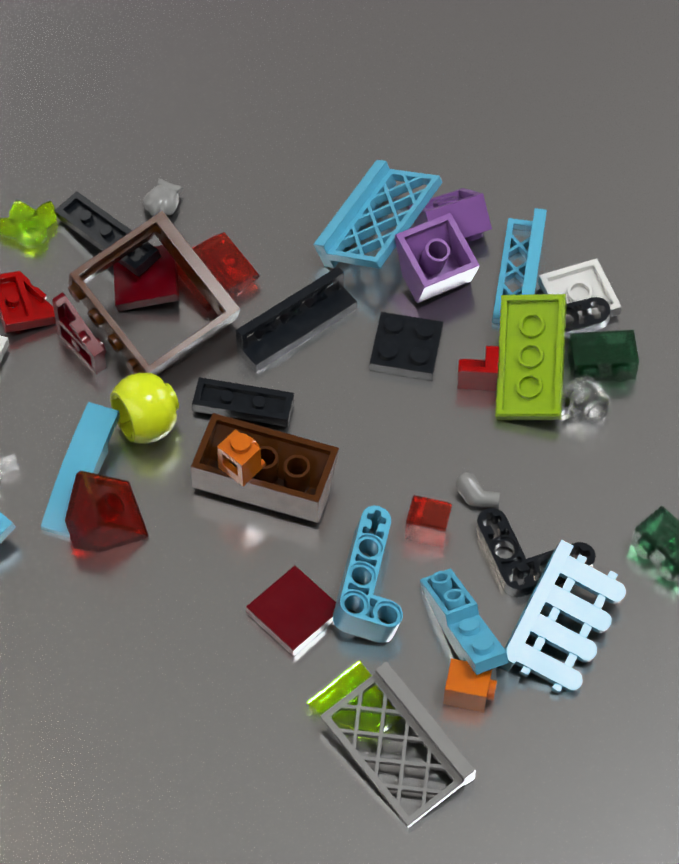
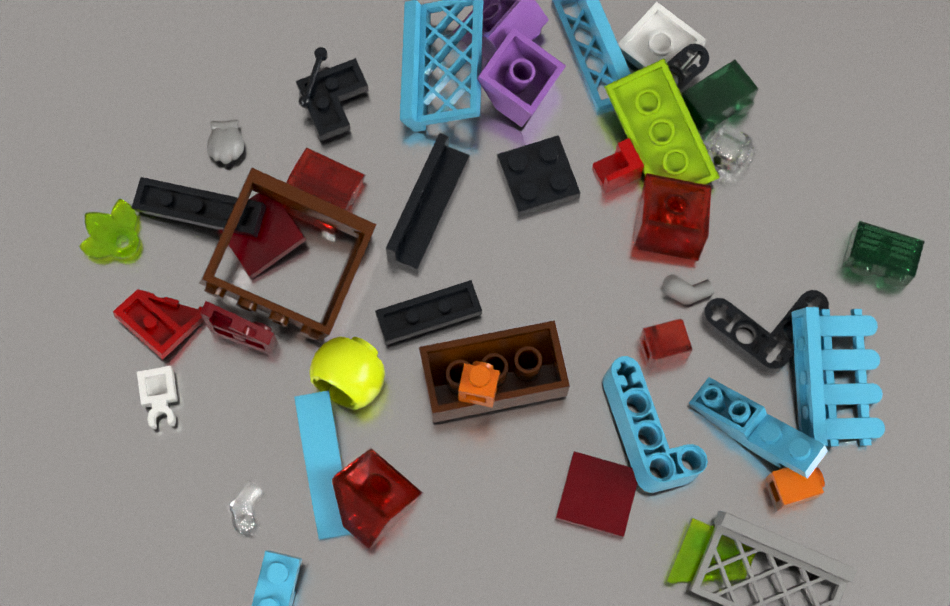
camera: 30 degrees left, 15 degrees up
(271, 198) = (328, 91): none -> black plate
(281, 169) = (320, 55): none -> black hinge
(497, 426) = (673, 217): none -> clear red slope

